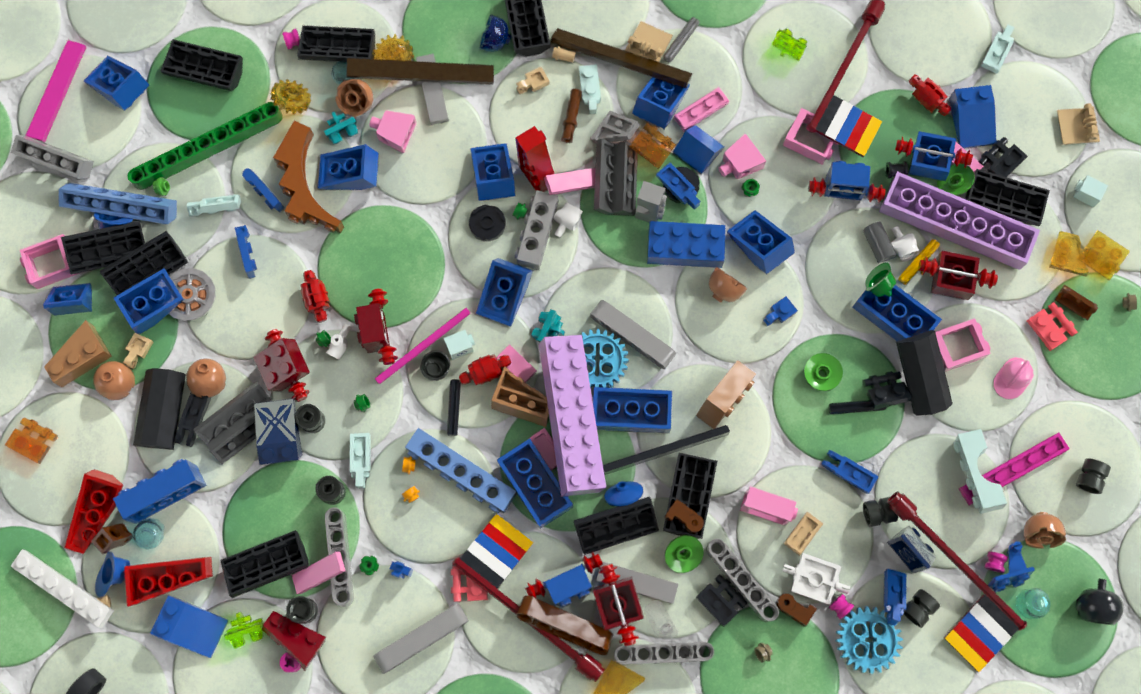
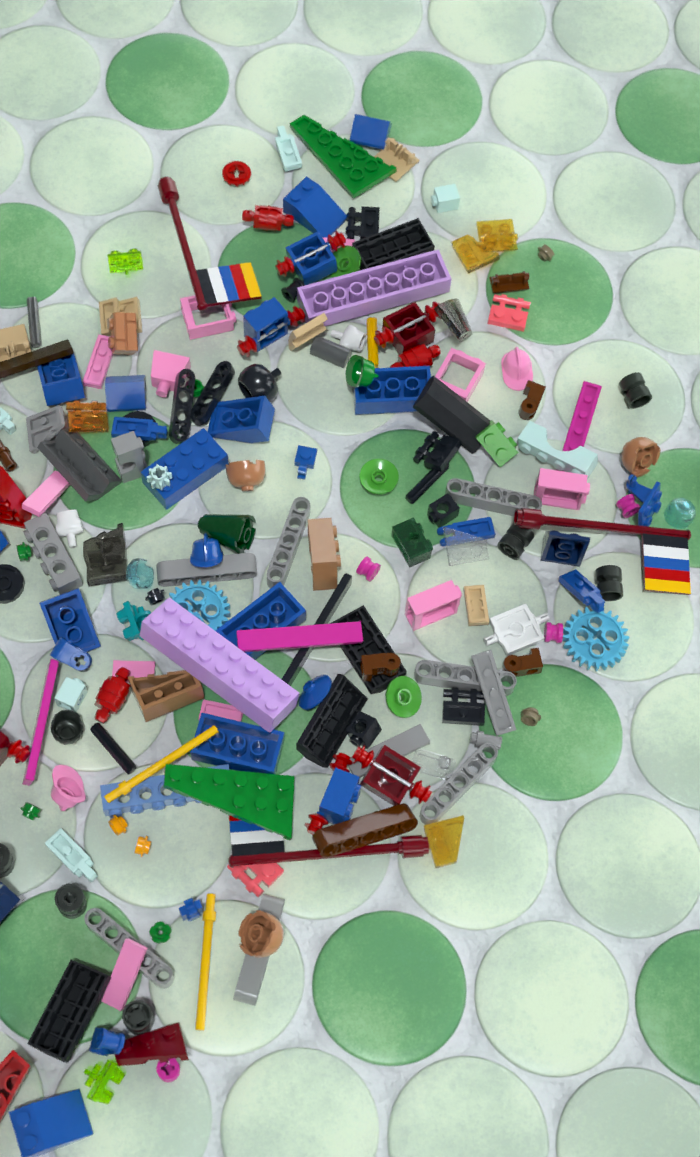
camera: 50 degrees left, 10 degrees down
(268, 606) = (106, 1042): none -> blue piece
(399, 408) = (67, 787): none -> bright pink piece
(409, 584) = (209, 917): none -> yellow bar
(423, 633) = (260, 934): none -> nougat cylinder
(432, 445) = (125, 787): none -> yellow bar
(482, 313) = (68, 652): none -> piece
(508, 527) = (245, 795): none -> green wing
(572, 264) = (106, 557): none -> clear smoke slope
(579, 322) = (155, 596): none -> black plate
(582, 297) = (139, 574): none -> clear light blue hair
(637, 558) = (363, 730): none -> black brick
(640, 323) = (206, 552): none -> blue piece
(647, 445) = (299, 636): none -> dark pink tile
(659, 241) = (162, 472): none -> light aqua gear
(675, 321) = (230, 530): none -> dark green cone
(710, 635) = (480, 738): none -> light grey animal
(715, 358) = (288, 534): none -> light grey beam
(724, 191) = (186, 406): none -> black beam
(734, 102) = (123, 333): none -> nougat brick
(747, 86) = (113, 305): none -> tan slope
(749, 435) = (368, 568): none -> dark pink wheel
(750, 611) = (493, 692): none -> light grey tile
(758, 199) = (219, 375): none -> black beam
(793, 452) = (416, 550): none -> clear green brick
(800, 223) = (258, 381): none -> black piece
(835, 482) = (464, 547): none -> clear wing
(854, 437) = (444, 503): none -> black brick
(873, 213) = (307, 331): none -> tan slope
(893, 454) = (485, 492): none -> light grey beam
(938, 424) = (497, 444): none -> bright green bracket
(939, 31) = (229, 173): none -> red gear
(940, 303) = (417, 356): none -> red piece
(953, 504) = (561, 488): none -> bright pink window
(997, 415) = (530, 405): none -> reddish brown leg
(1000, 297) = (455, 318): none -> clear smoke slope
(1037, 94) = (342, 158): none -> green wing
(1080, 86) = (370, 131): none -> blue slope

